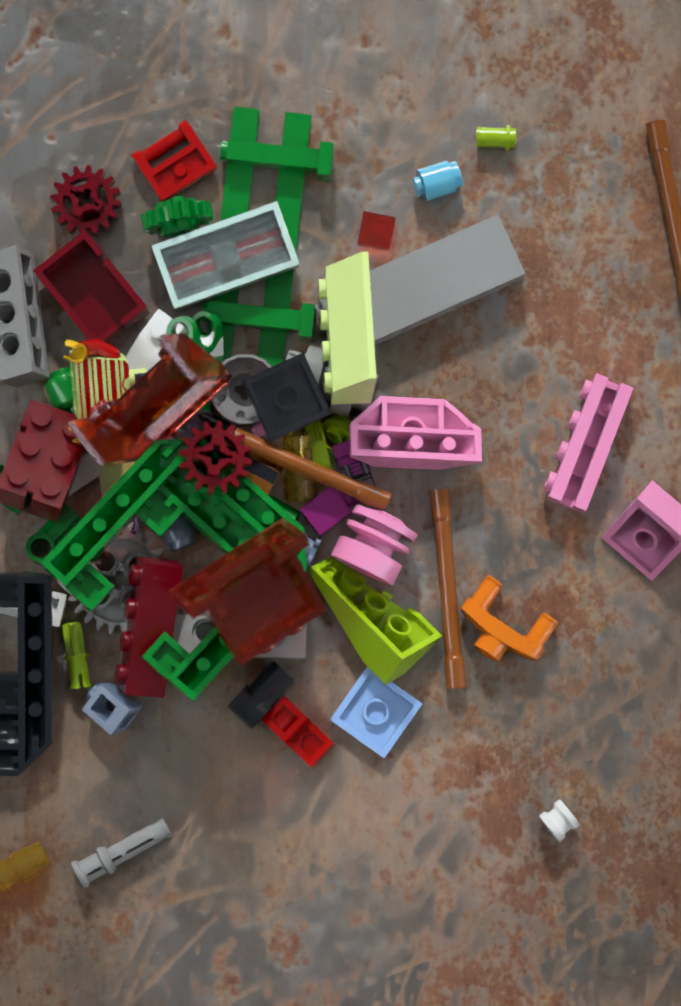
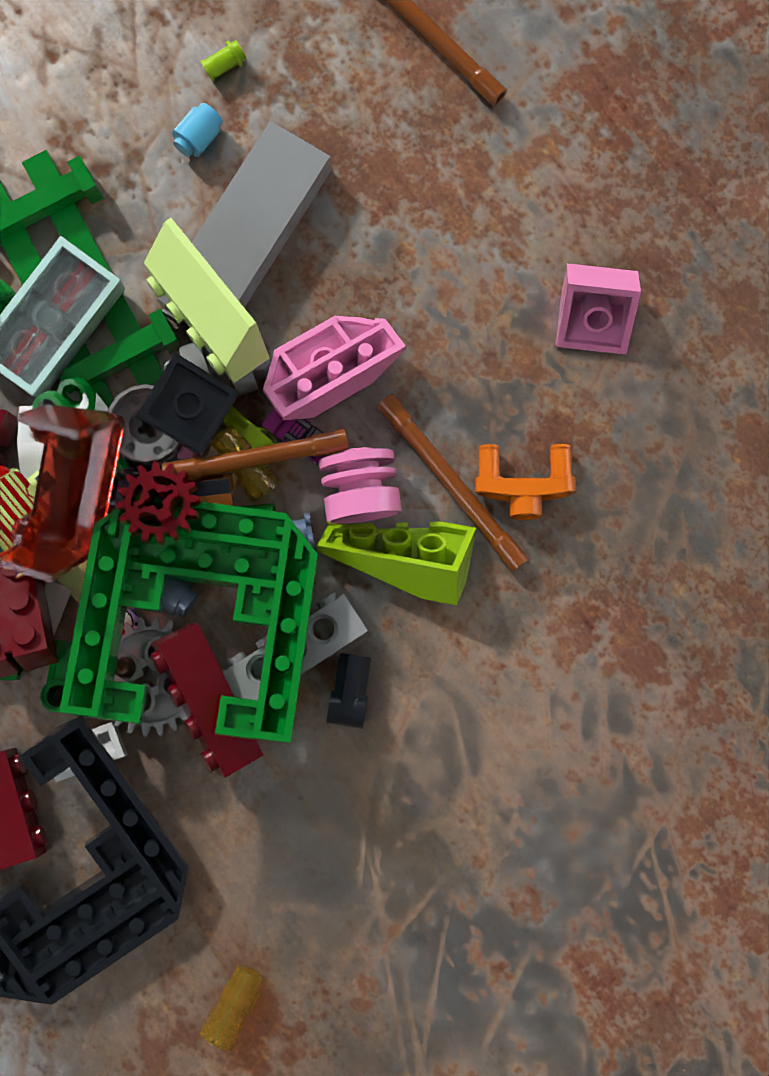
camera: 30 degrees left, 0 degrees up
(76, 655) = (157, 770): lime axle -> none
(101, 711) = (211, 802): sand blue brick -> none
(107, 859) = (312, 937): light grey pin -> none
(254, 592) = (279, 602): clear red windscreen -> none
(298, 732) = (406, 701): red slope -> none
(327, 510) = (297, 485): magenta brick -> none
(337, 428) = (256, 406): lime plate -> none
(376, 231) = (174, 206): clear red tile -> none
(376, 712) = (463, 636): light blue tile -> none
(559, 820) = (694, 620): white wheel -> none
(589, 443) = (489, 270): bright pink brick -> none

